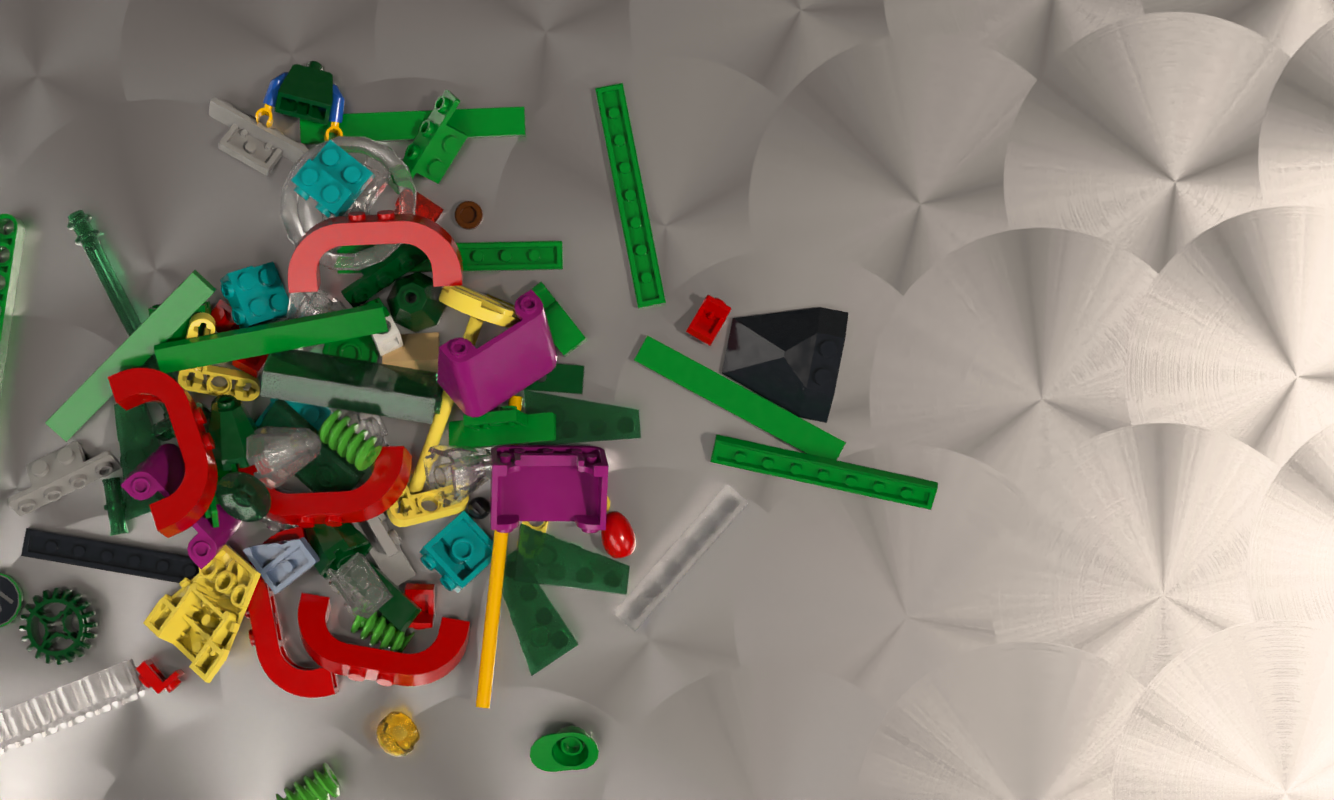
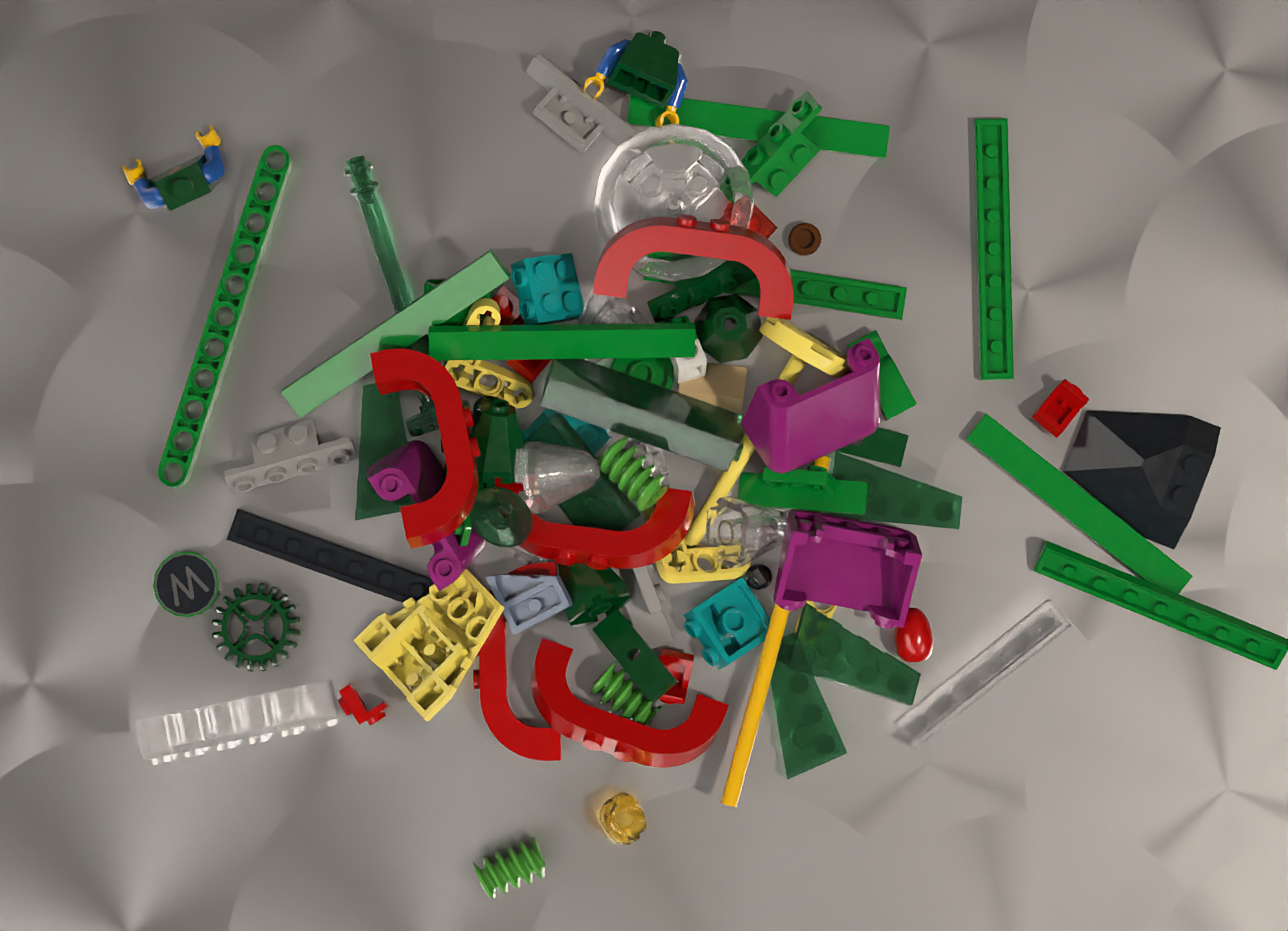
camera: 10 degrees right, 0 degrees up
(115, 506) = (343, 501): clear green pin -> none
(332, 180) = (661, 173): teal plate -> none
(359, 586) = (612, 642): clear bracket -> none
(565, 750) = (811, 871): green piece -> none

